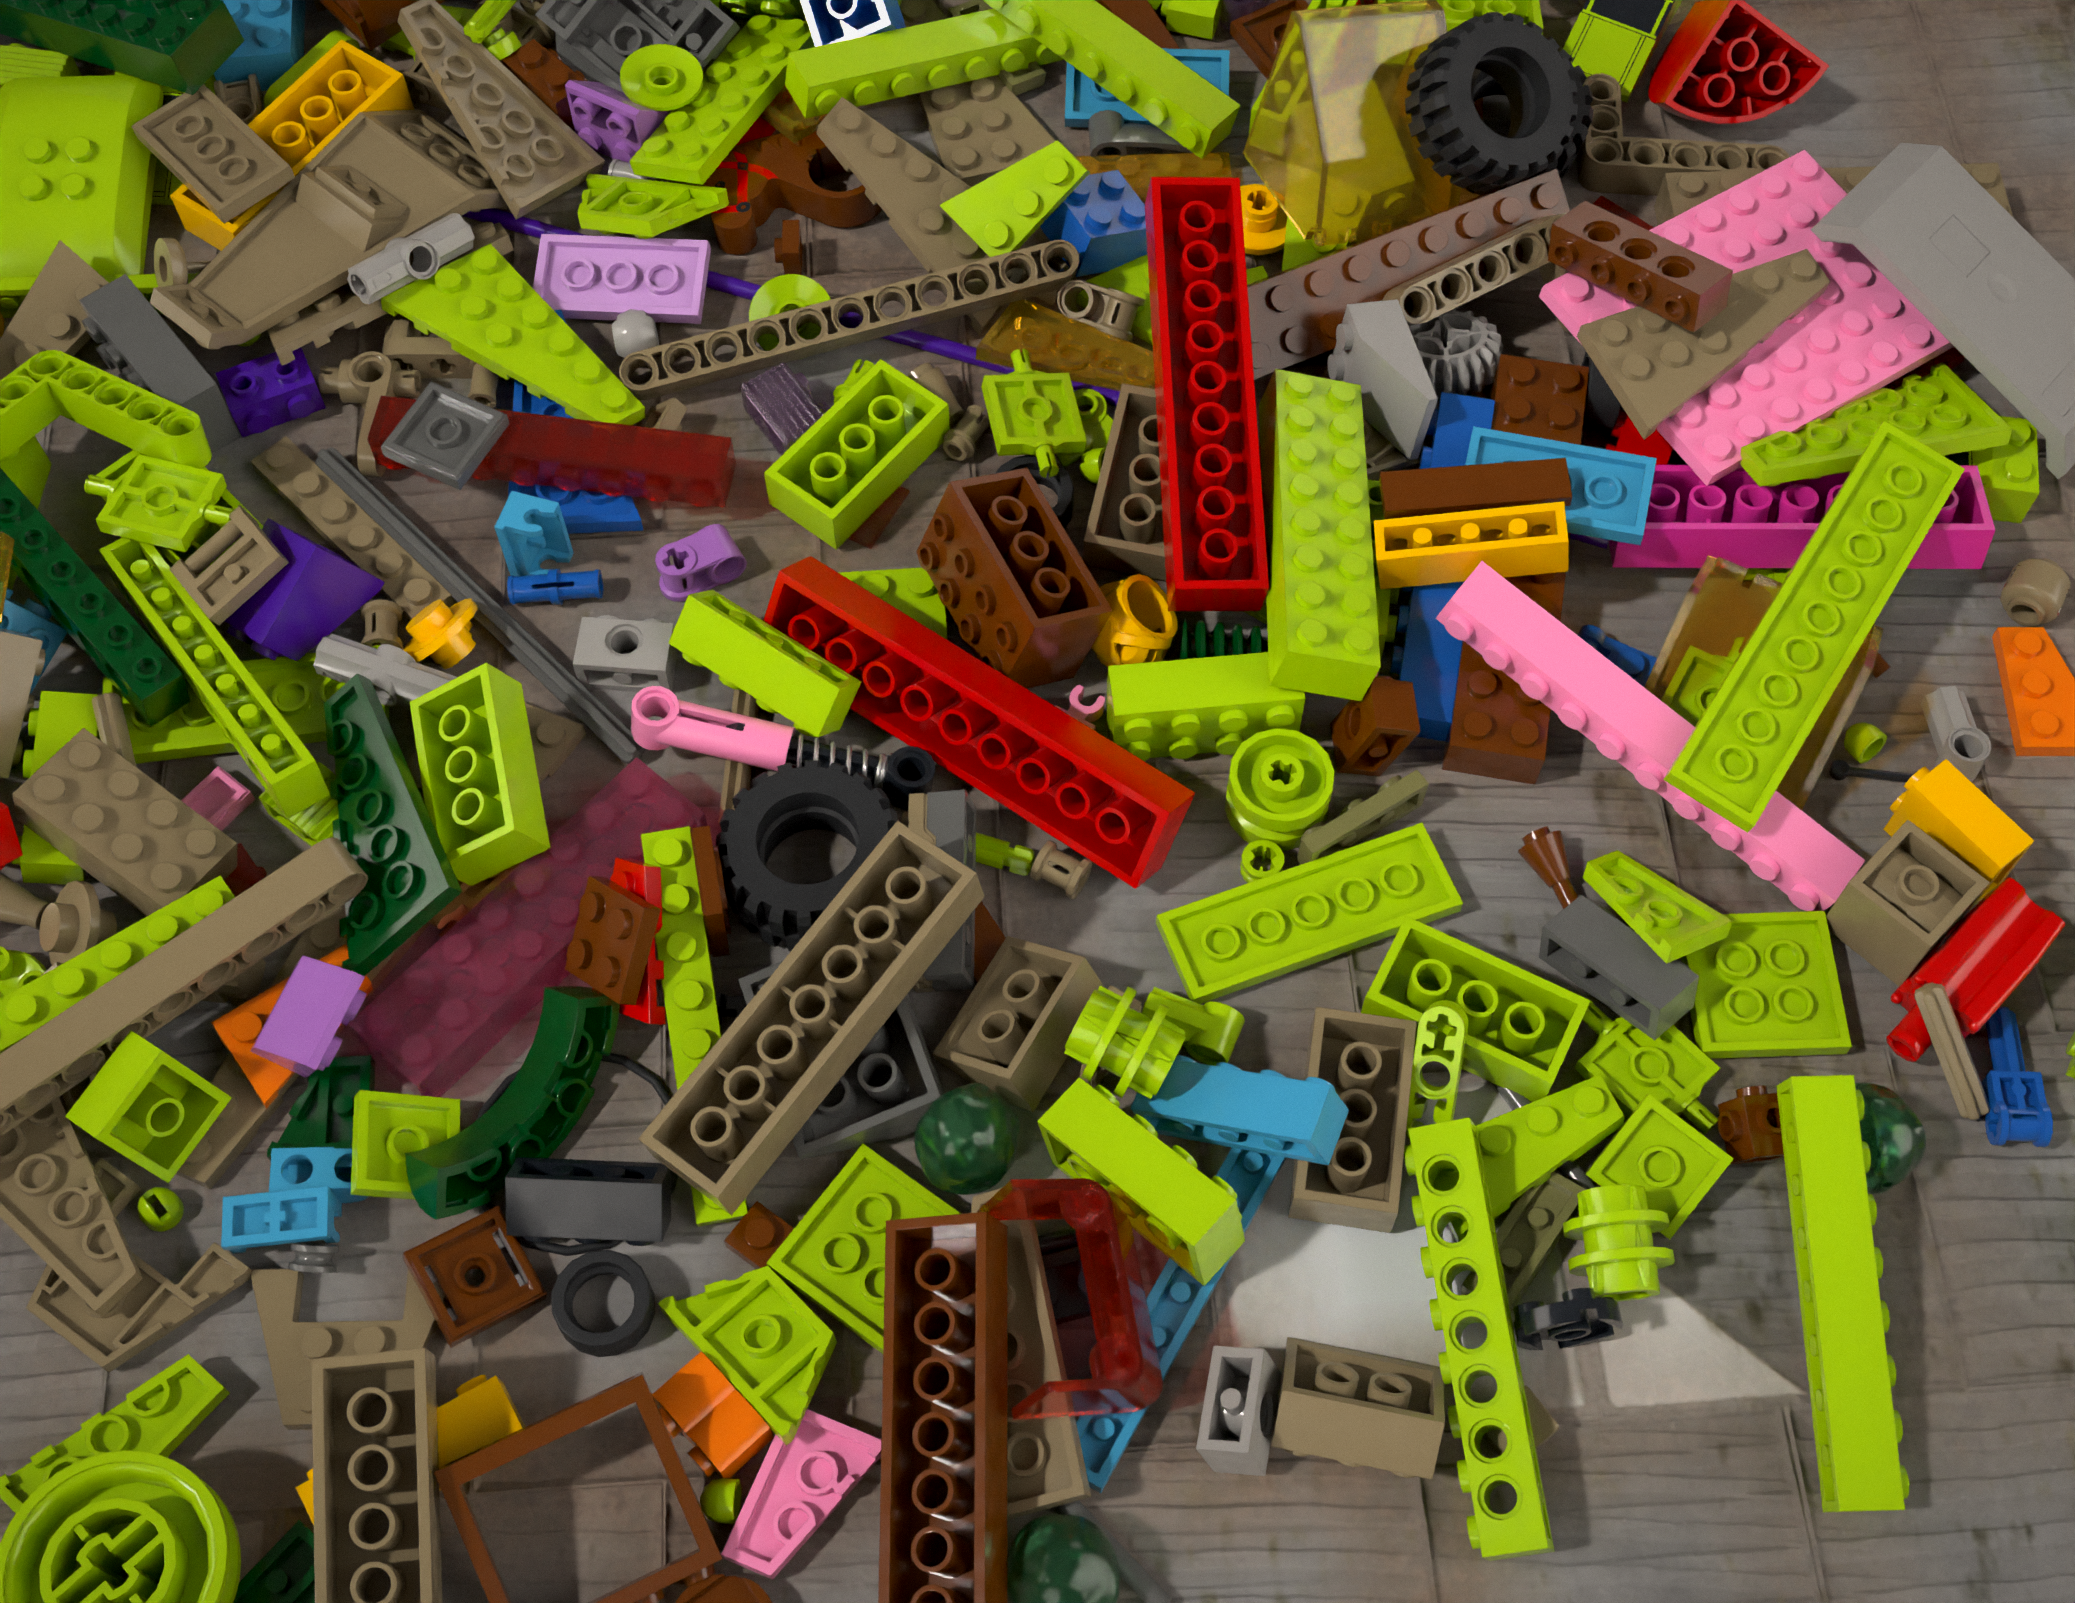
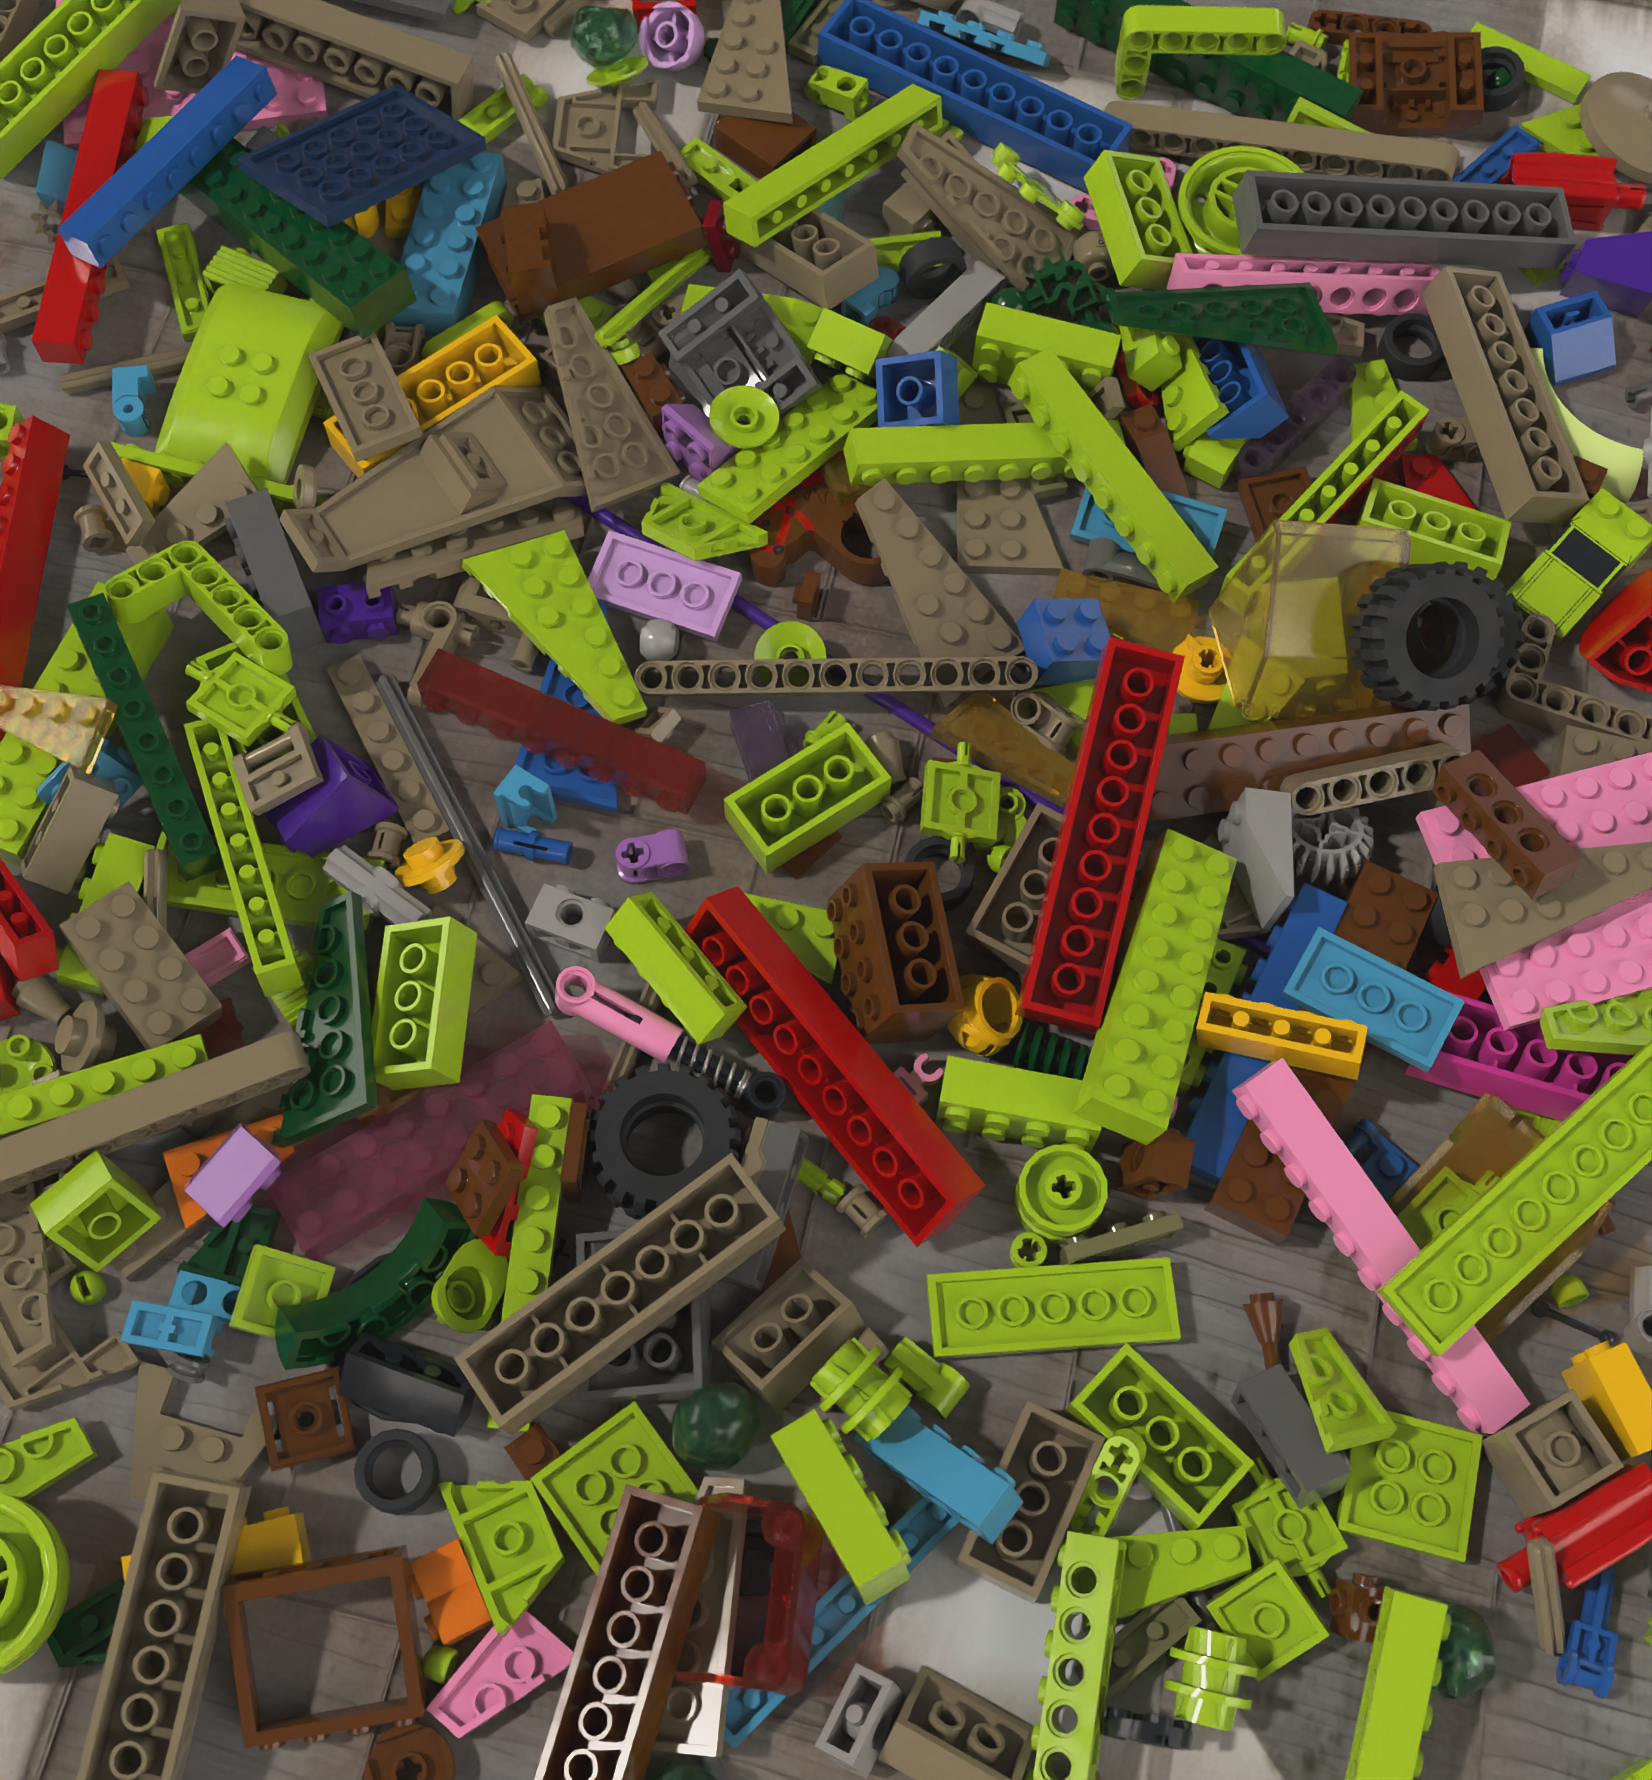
camera: 15 degrees right, 5 degrees up
(391, 267) = (477, 538): light grey piece -> none
(445, 435) = (478, 698): dark grey tile -> none
(629, 1073) = (470, 1287): none -> lime piece
(1017, 200) = (1000, 610): lime wing -> none
(1474, 487) = (1301, 985): reddish brown tile -> none

